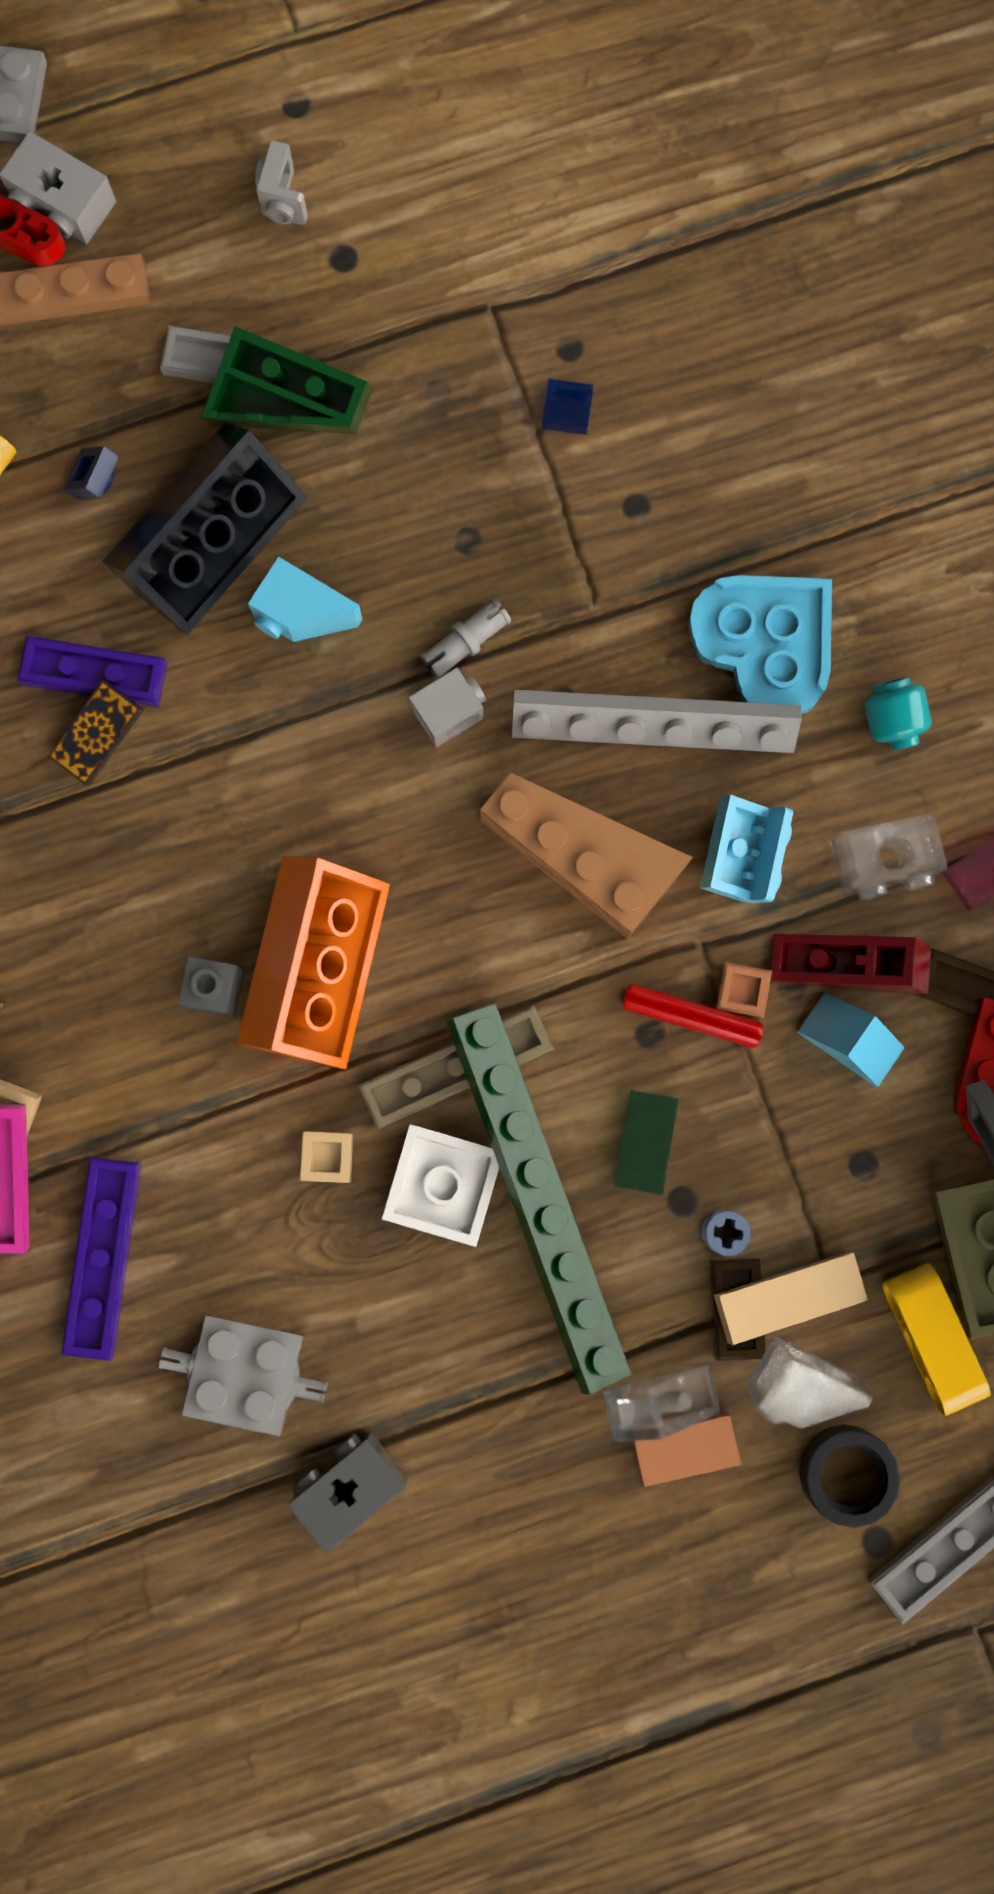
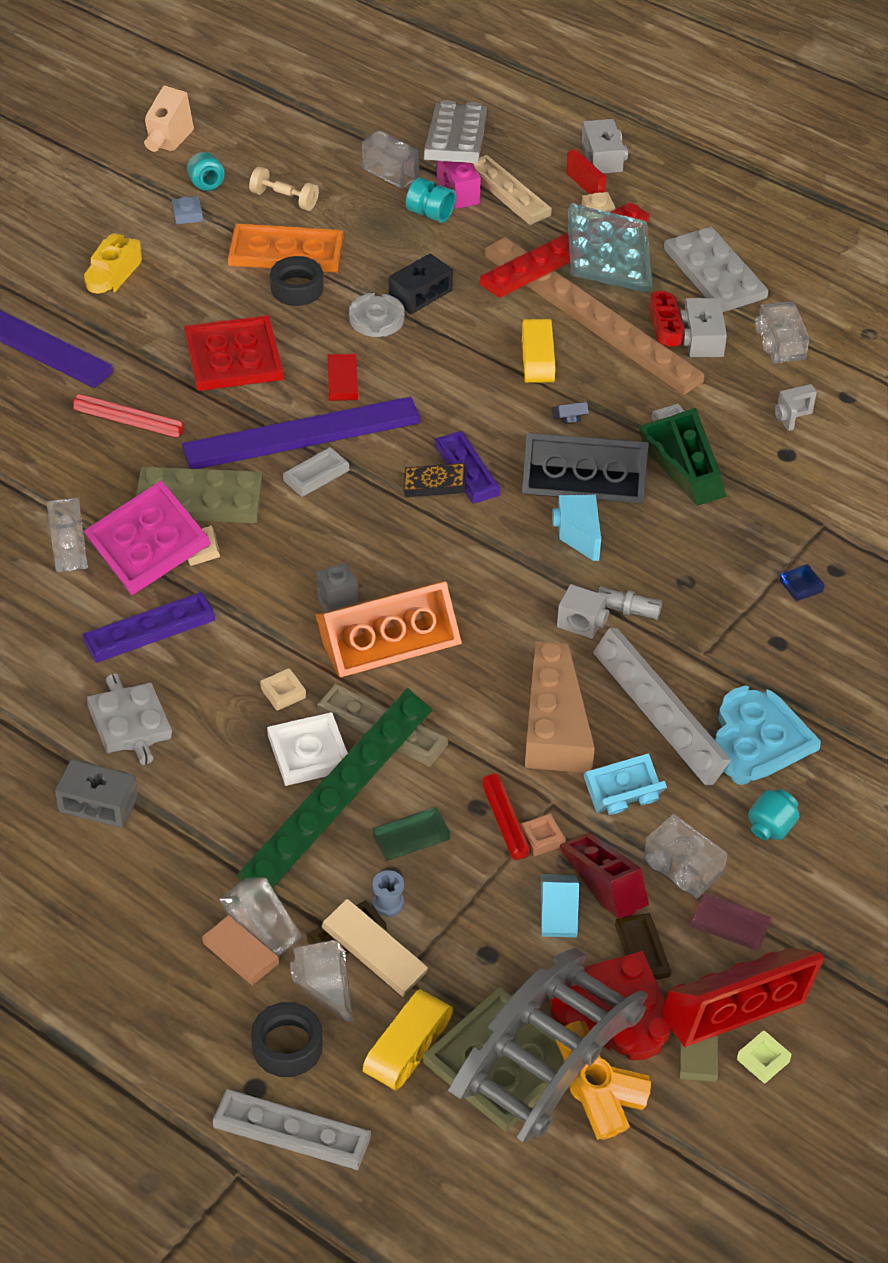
camera: 55 degrees right, 35 degrees down
(137, 96) = (782, 332): none -> clear brick

